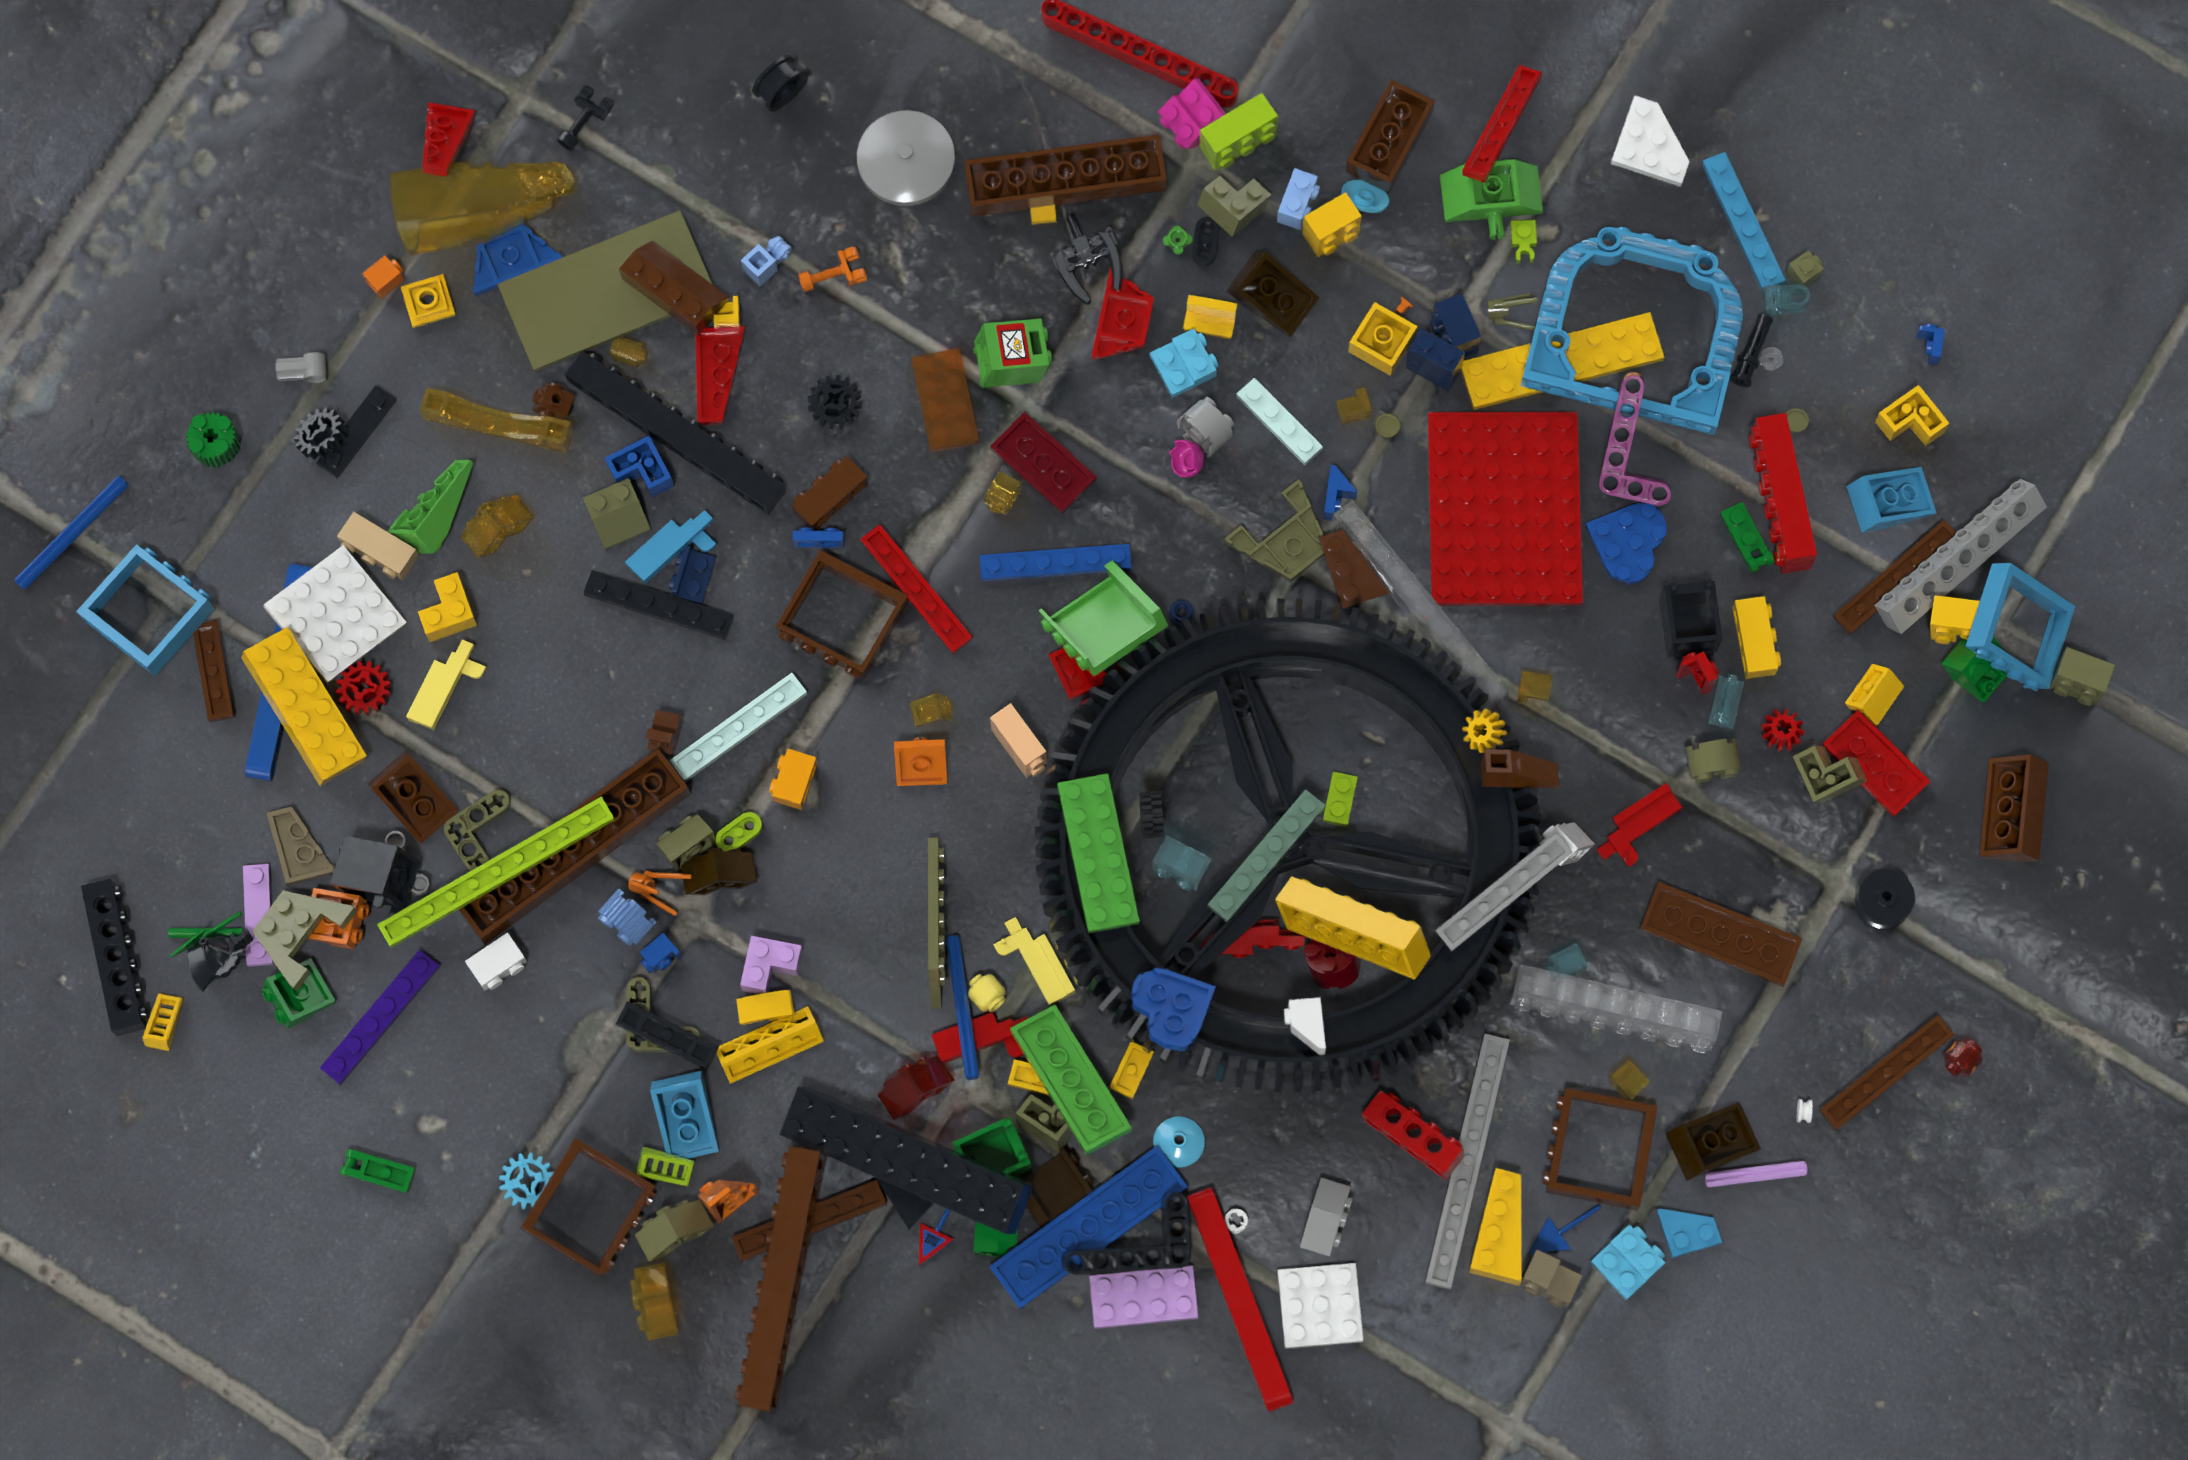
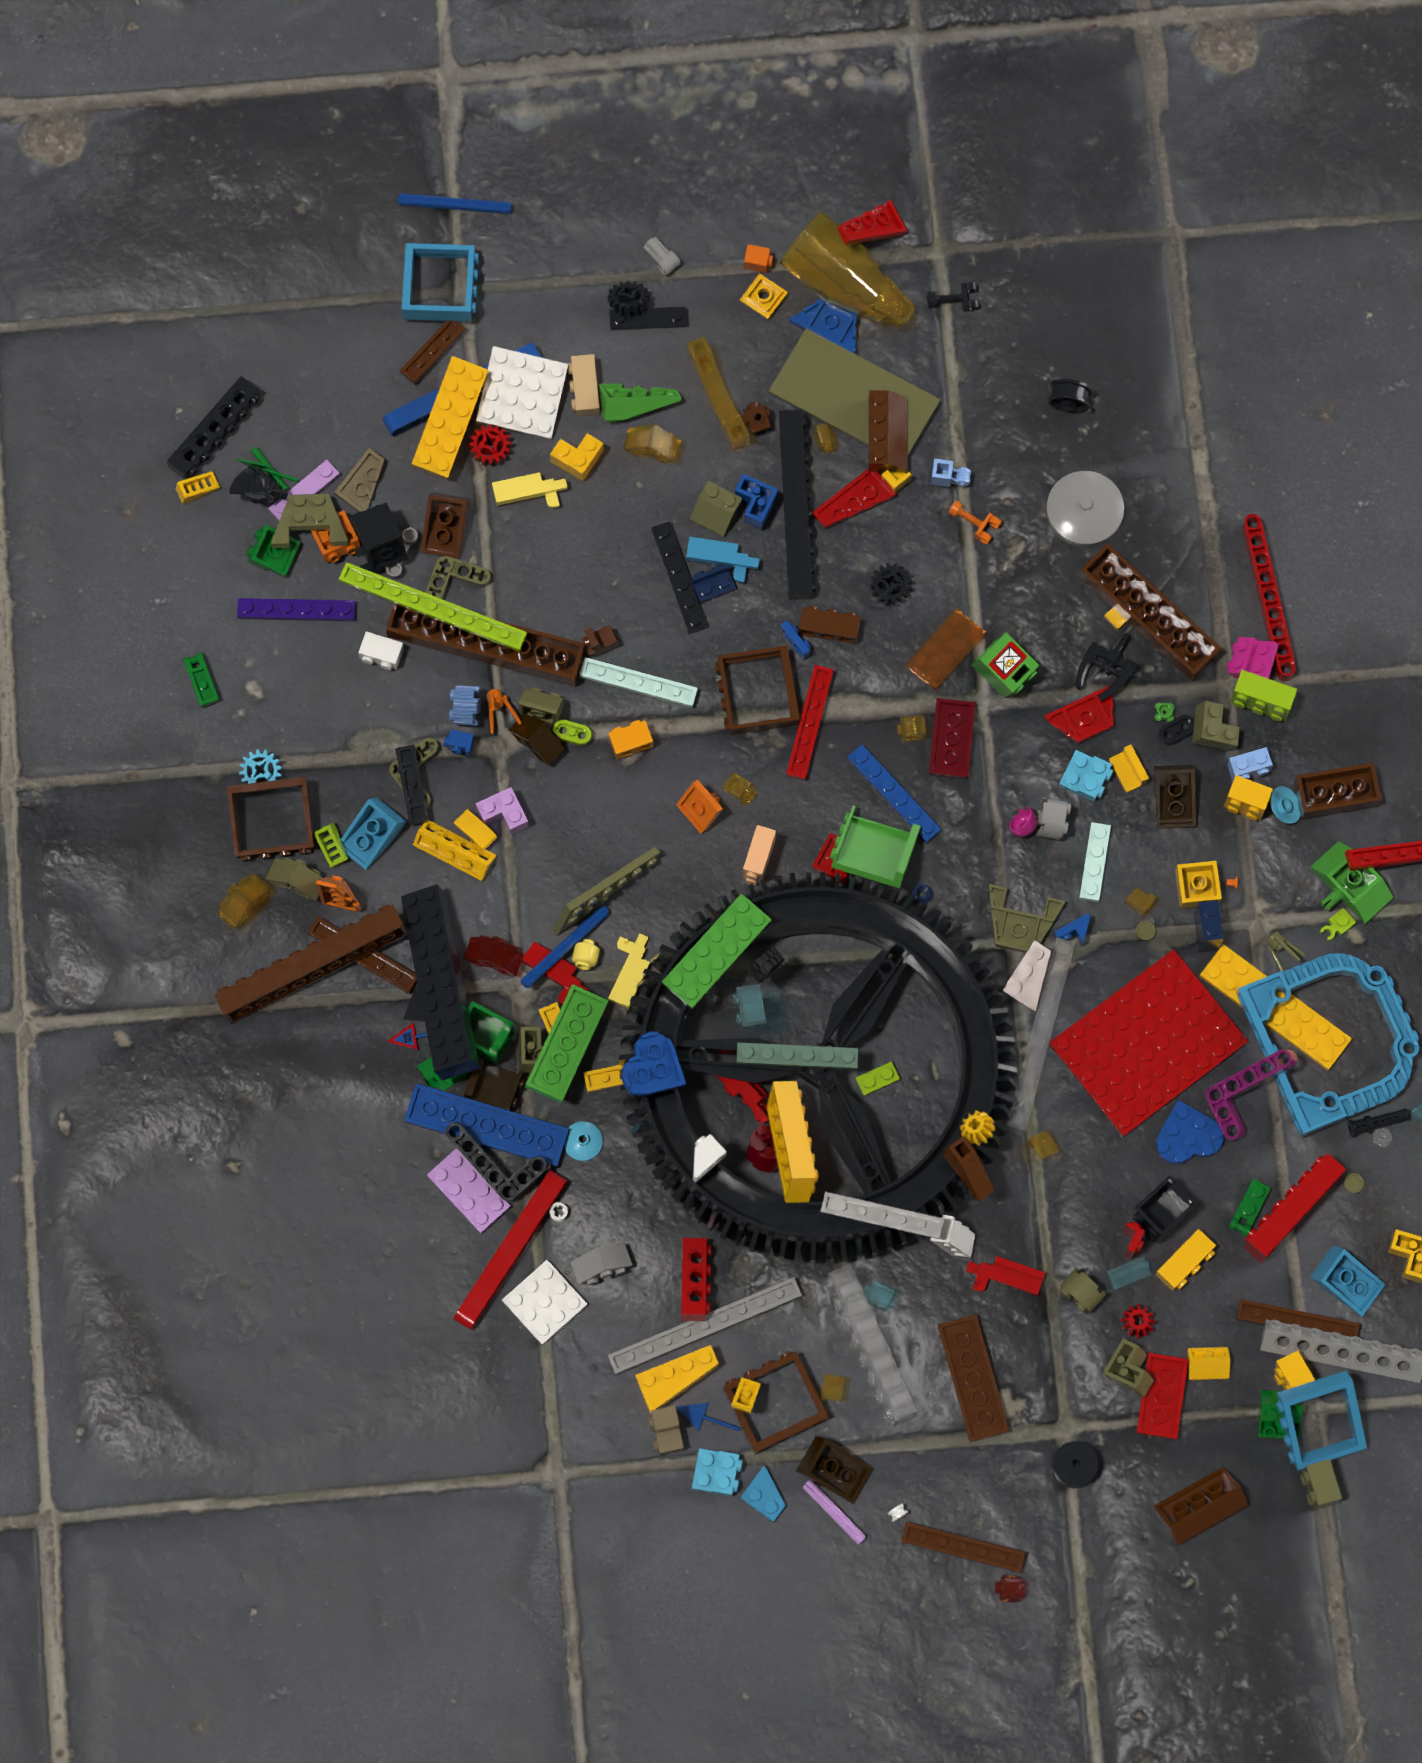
camera: 50 degrees right, 0 degrees up
(205, 428) = (571, 230): green brick -> none
(1456, 325) = (1241, 923): dark blue brick -> none
(1577, 1171) = (745, 1395): none -> yellow slope

